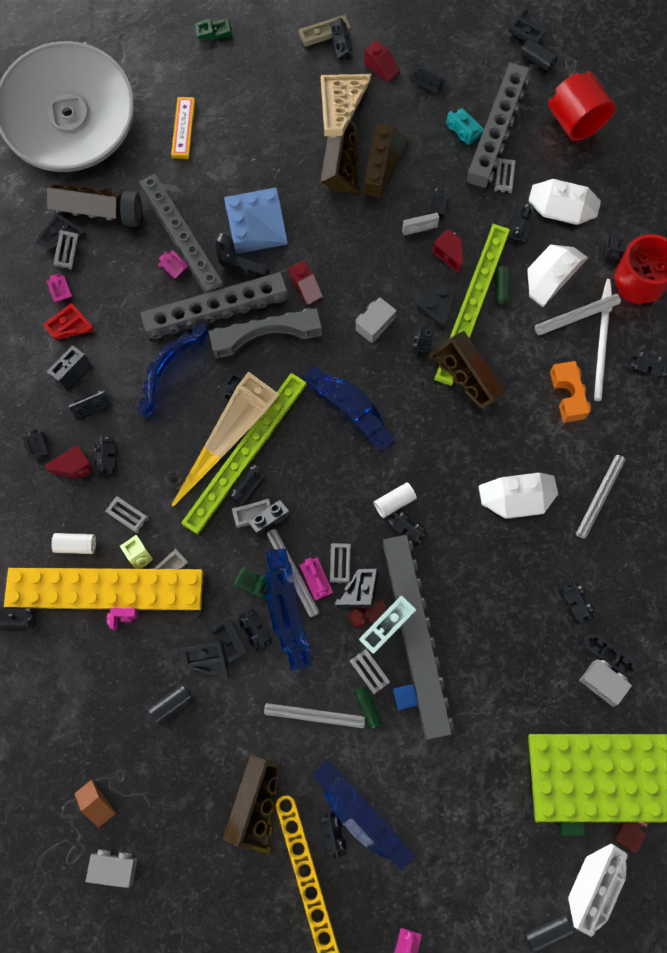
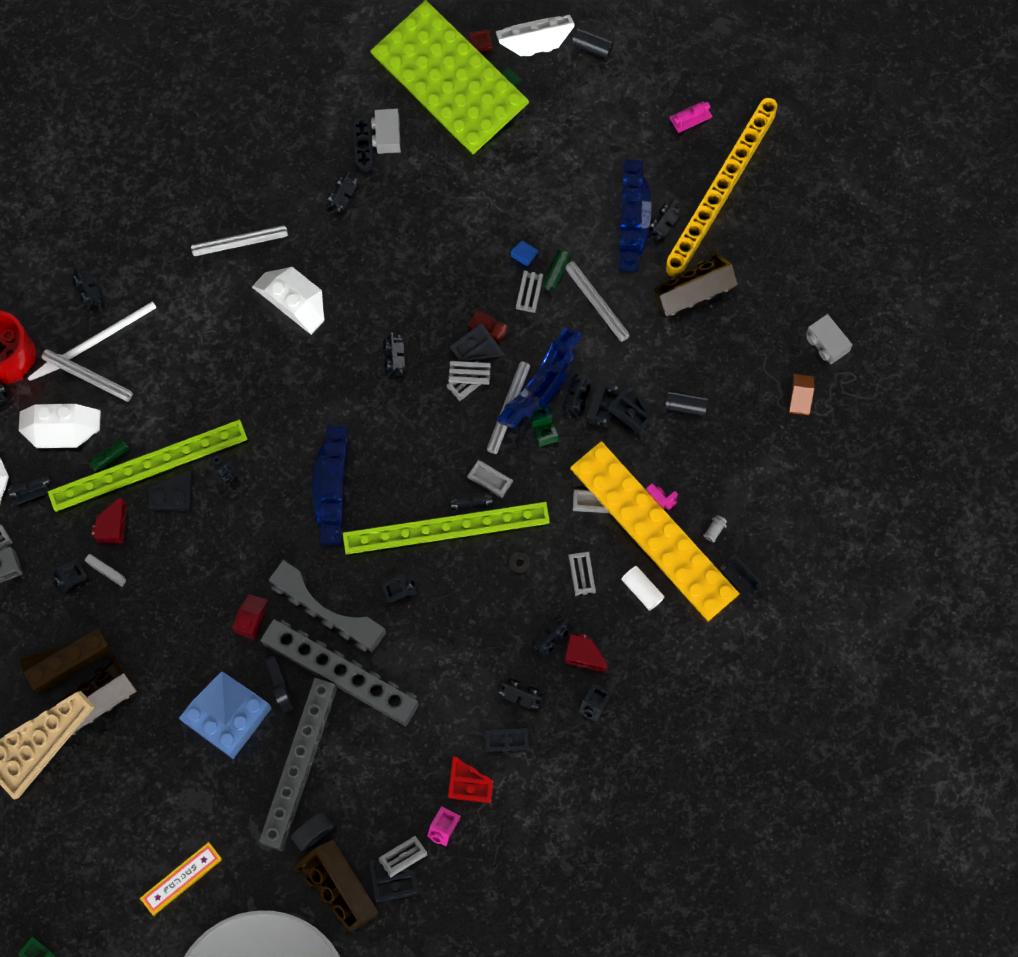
camera: 130 degrees left, 0 degrees up
(63, 634) = (715, 528): none -> light grey pin
(136, 552) = (604, 535): yellowish green bracket -> none
(164, 359) = (438, 664): clear blue piece -> none
(172, 263) = (332, 749): dark pink bracket -> none
(243, 410) = (413, 554): tan plate -> none
(273, 514) = (482, 459): hinge -> none
(316, 578) = (497, 386): dark pink hinge -> none
(354, 554) = (469, 365): none -> light grey tile
(375, 319) = (234, 528): light grey brick -> none
(387, 624) = (487, 300): light aqua slope -> none
(395, 500) = (381, 381): white pin -> none
(417, 641) = (472, 280): dark grey brick -> none
(468, 369) = (218, 413): dark brown wedge -> none
(568, 376) = (174, 313): orange arch -> none

